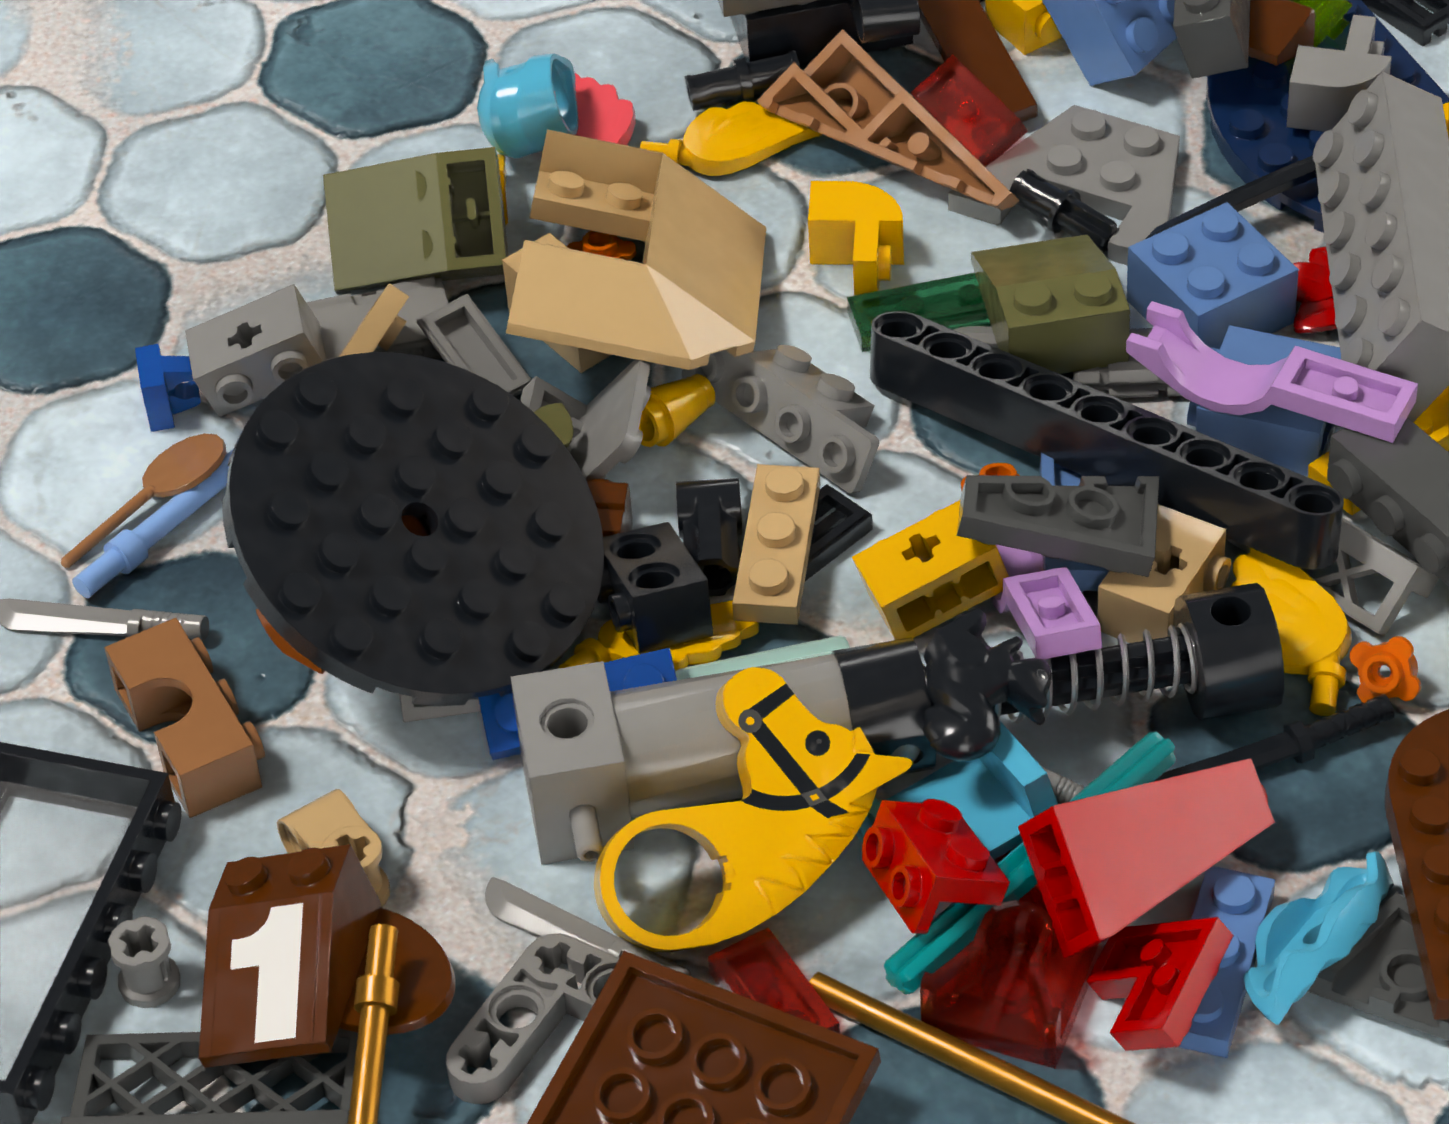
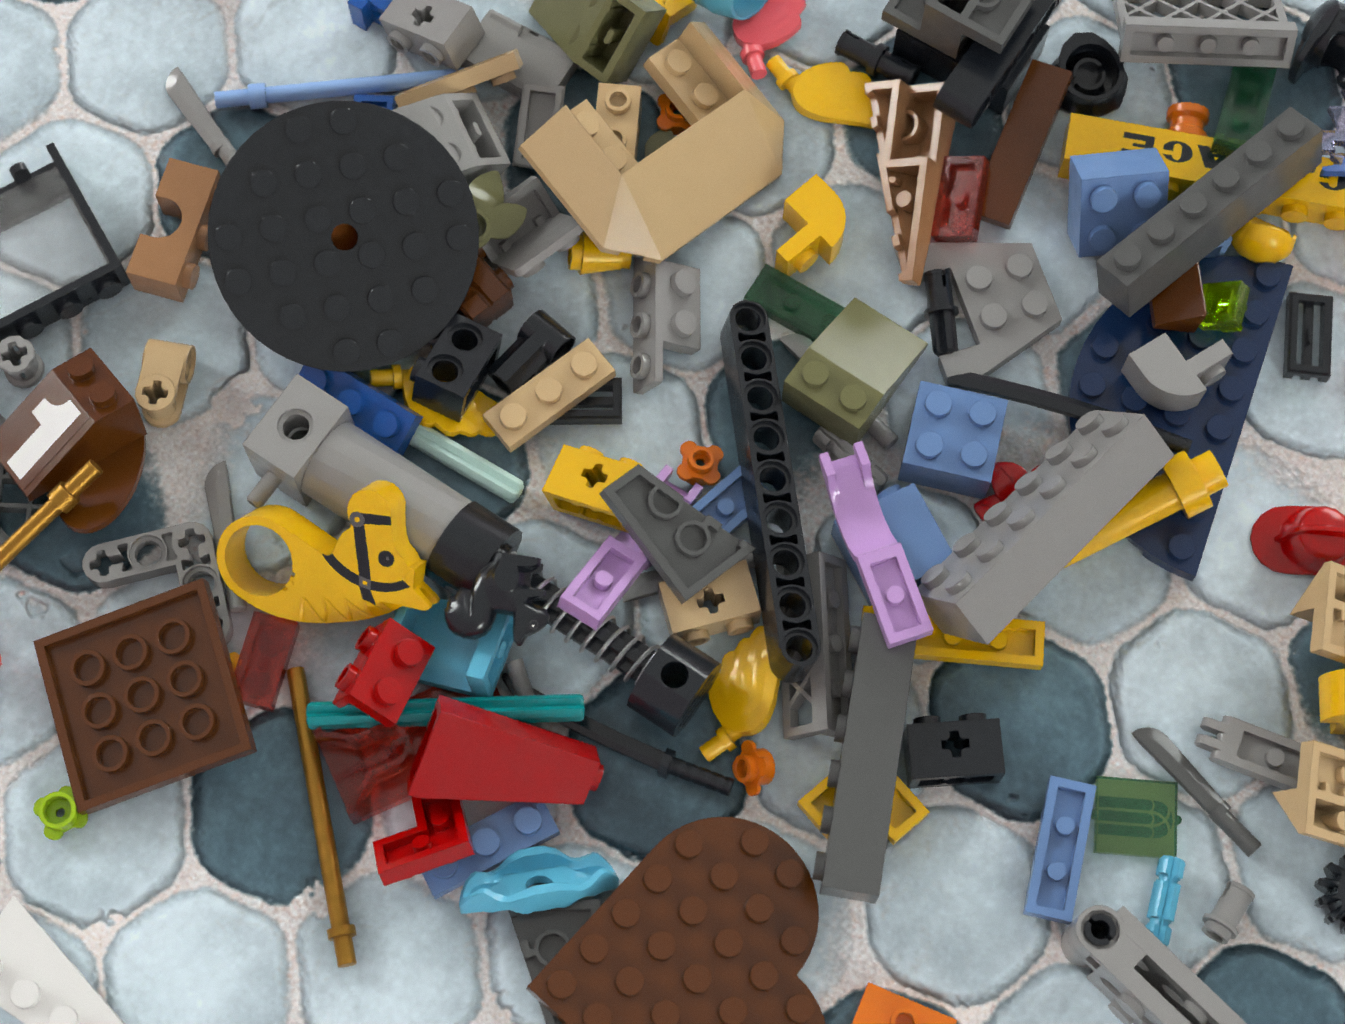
camera: 40 degrees right, 25 degrees up
(170, 474) = (328, 67): medium nougat piece -> none

